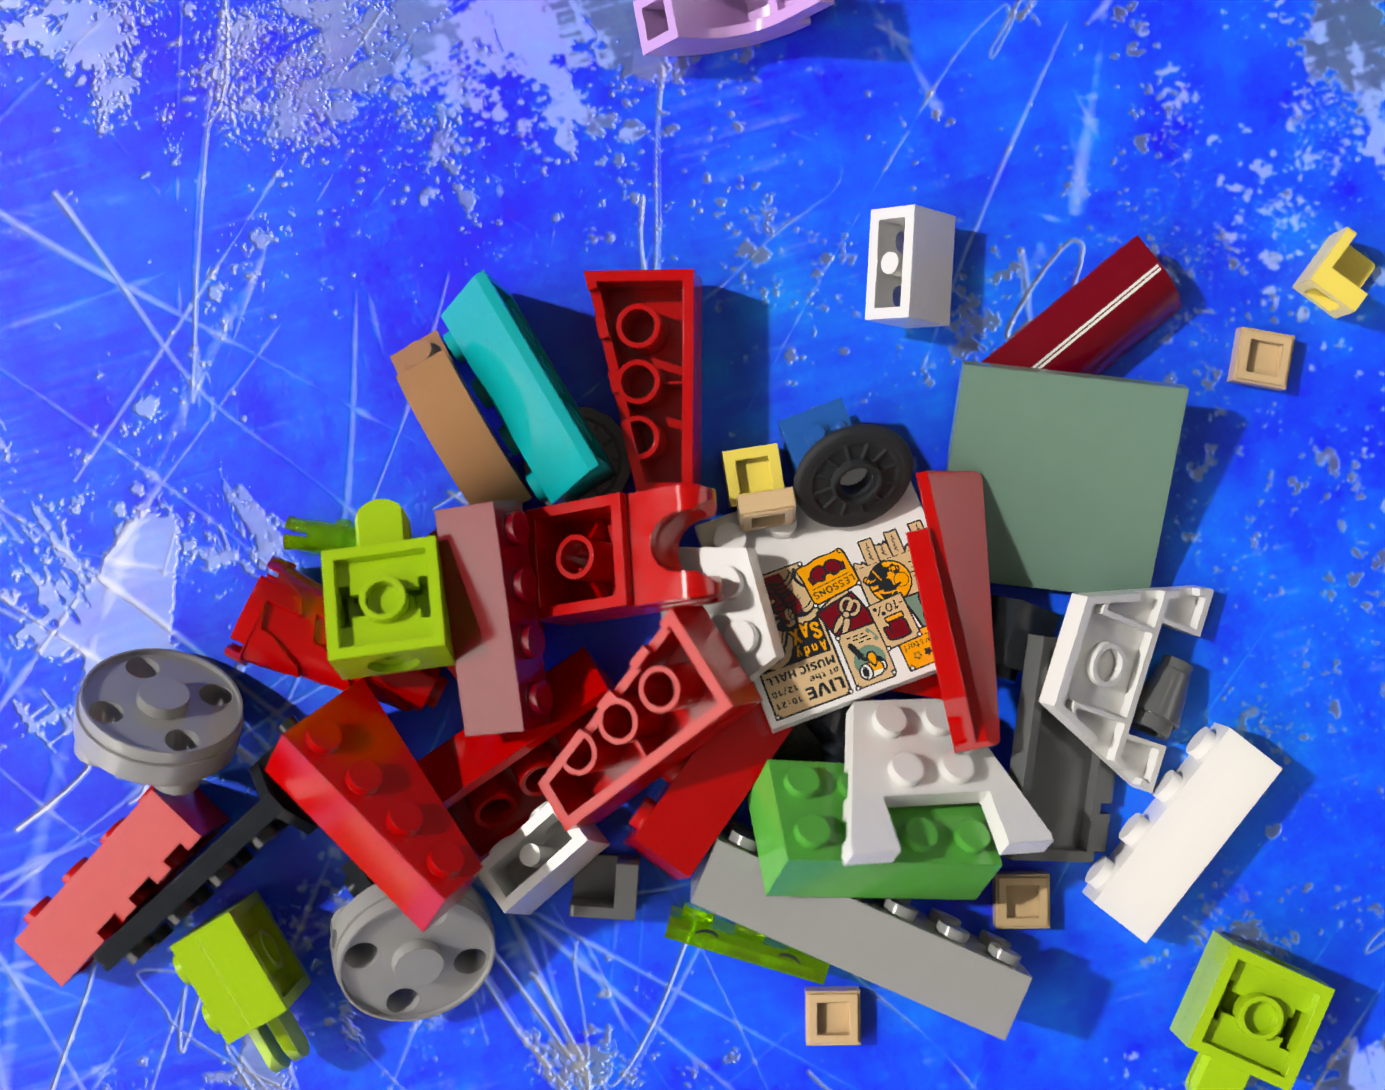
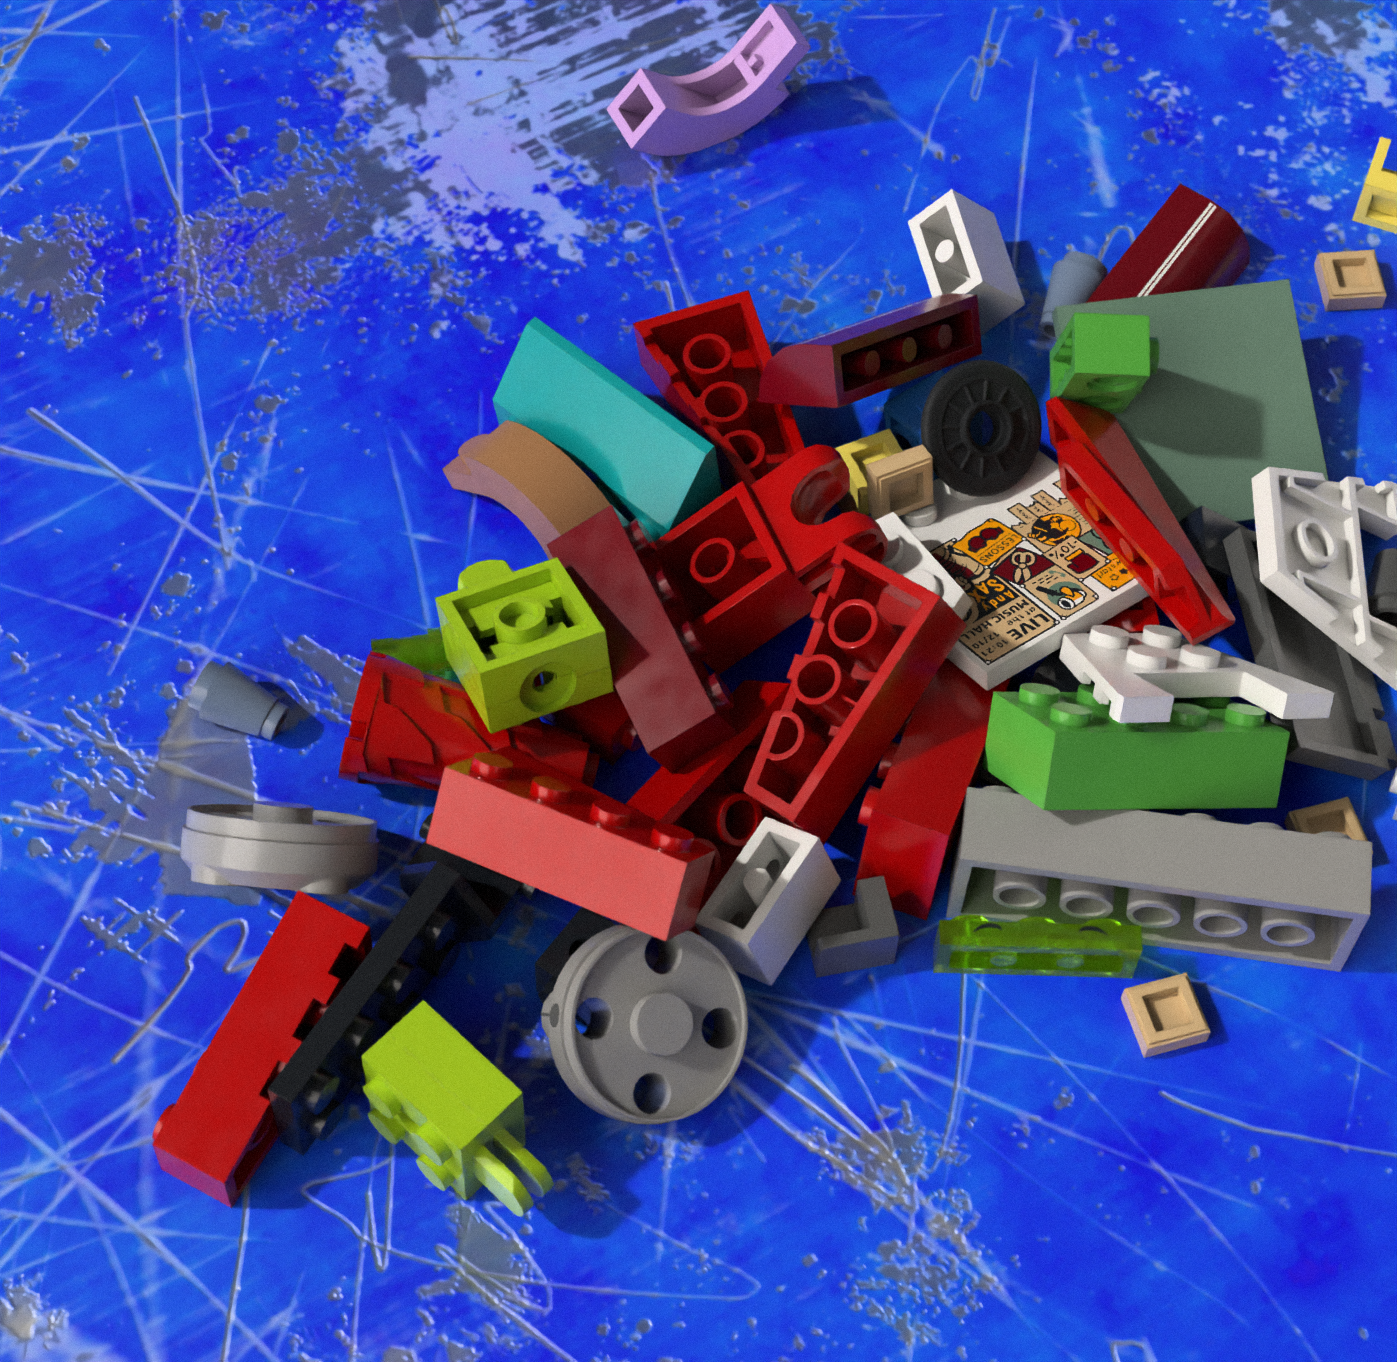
camera: 15 degrees left, 30 degrees down
(166, 547) = (236, 701): none -> sand blue cone
(783, 378) = (874, 353): none -> dark red brick
(976, 457) = (1103, 360): none -> bright green brick
(997, 318) = (1070, 283): none -> sand blue cone

